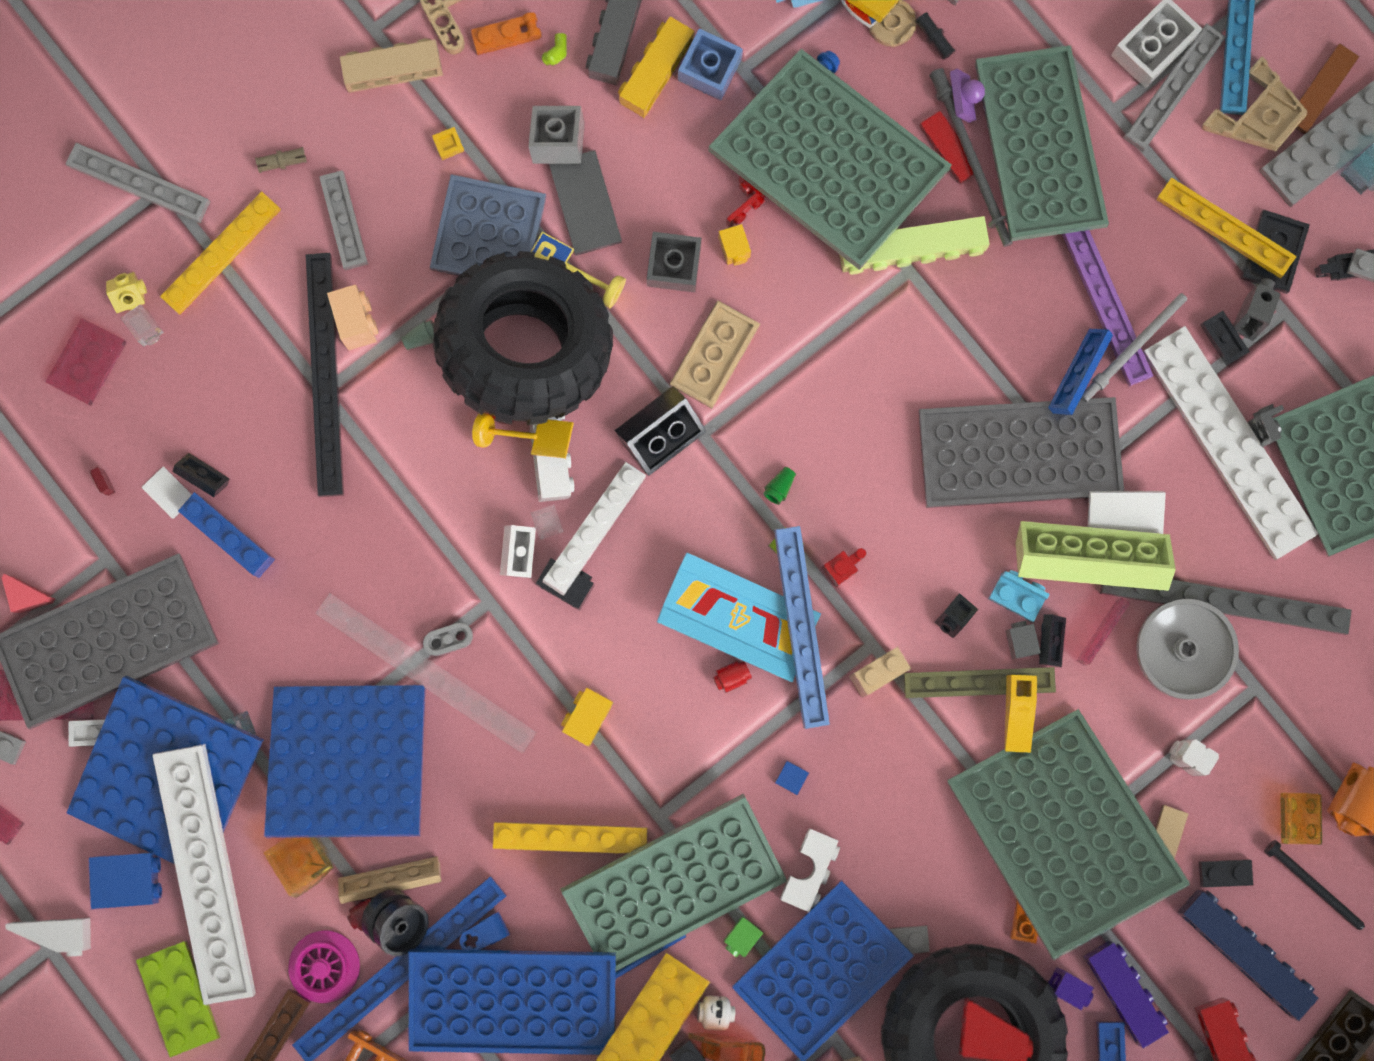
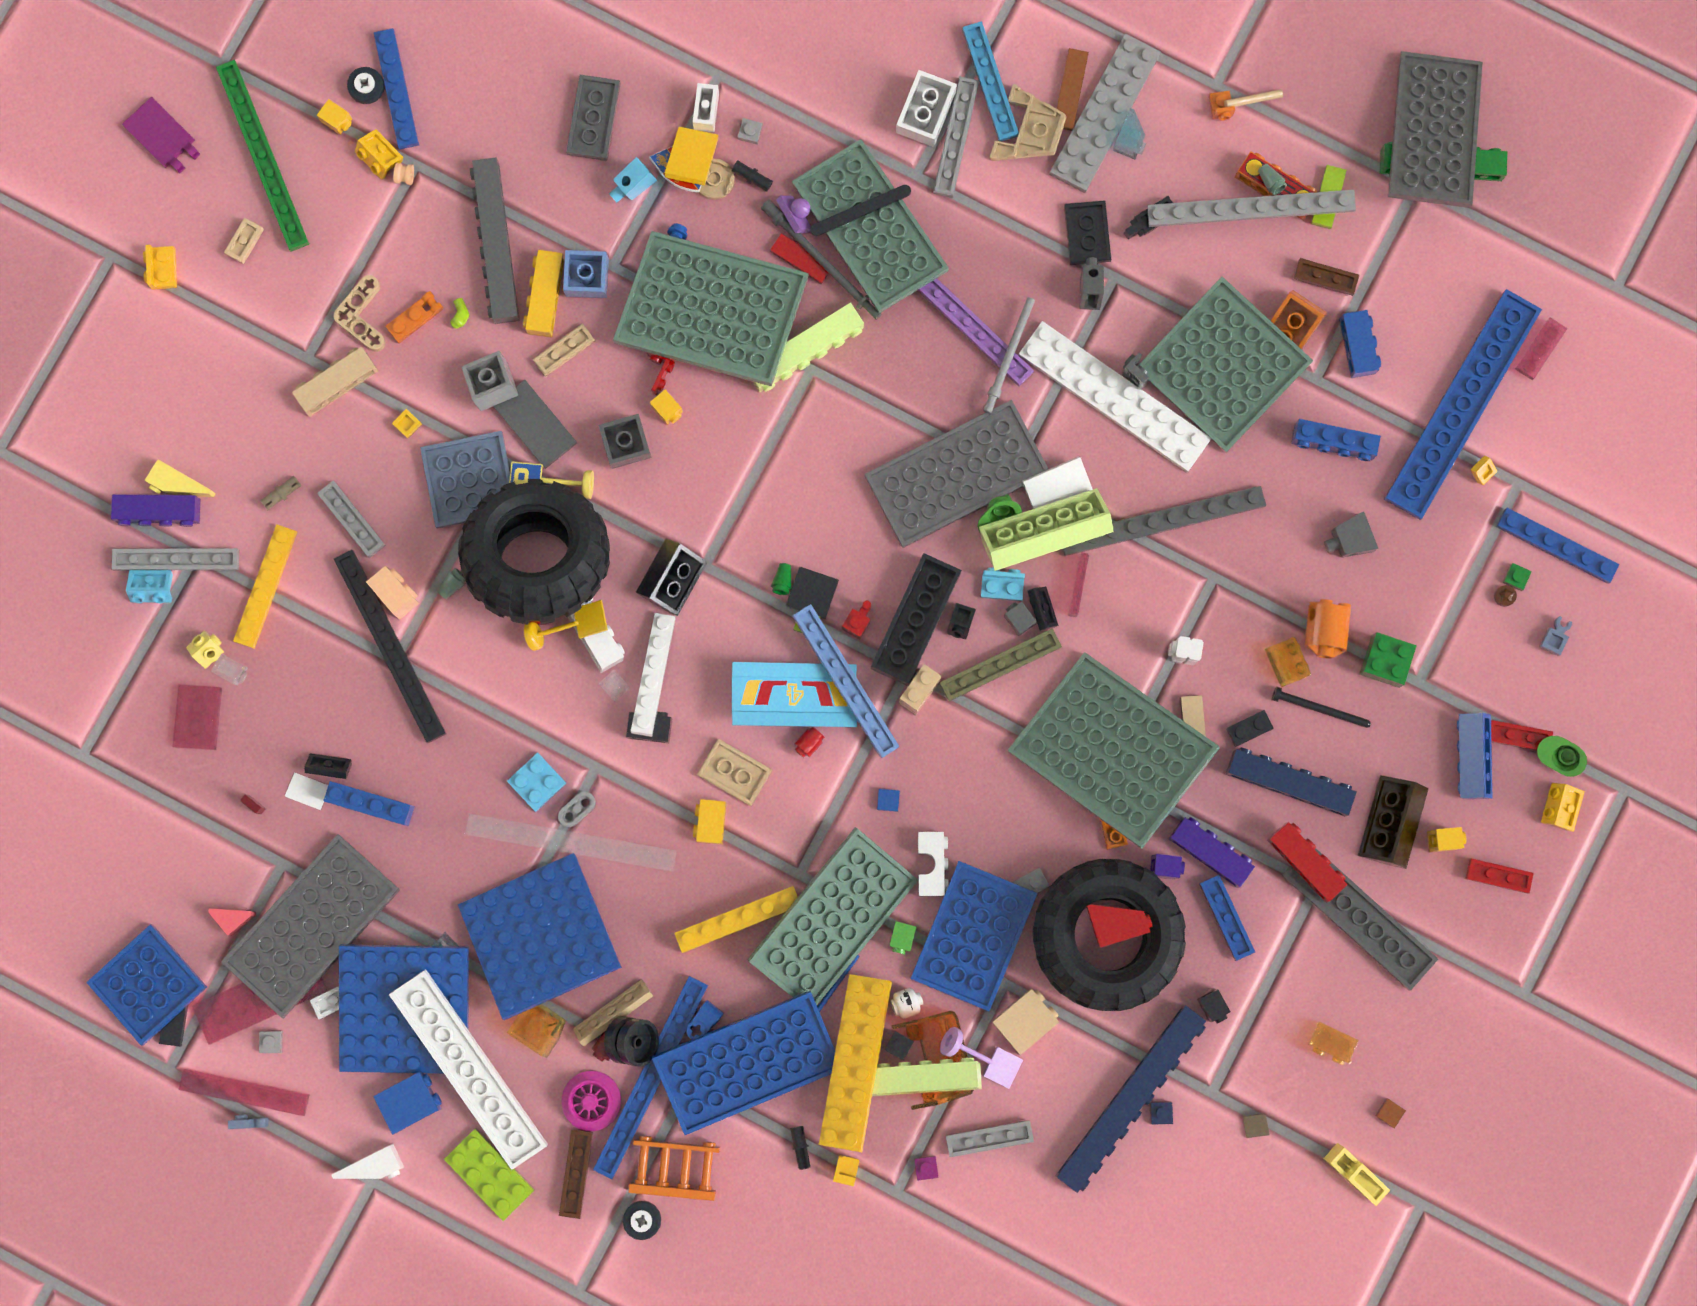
camera: 20 degrees left, 0 degrees up
(97, 199) = (149, 586): none -> medium azure bracket
(141, 120) = (155, 509): none -> dark purple brick
(171, 99) = (173, 482): none -> light yellow slope
(418, 590) = (536, 782): none -> medium azure plate
(517, 551) = (601, 718): white brick -> none
(637, 673) = (734, 772): none -> tan tile
(651, 136) = (563, 350): none -> tan tile
(714, 354) = (687, 499): tan tile -> none
(809, 510) = (812, 589): none -> black tile
(908, 593) = (916, 619): none -> black brick
(1020, 712) = (1040, 674): yellow slope -> none
(1038, 121) = (860, 210): none -> black piece
(1052, 511) = (998, 509): none -> bright green piece
(1080, 371) = (976, 391): blue plate -> none
(1187, 649) = (1147, 570): light grey dish -> none
(1224, 338) = (1076, 317): black plate -> none
(1226, 228) = (1041, 231): yellow plate -> none

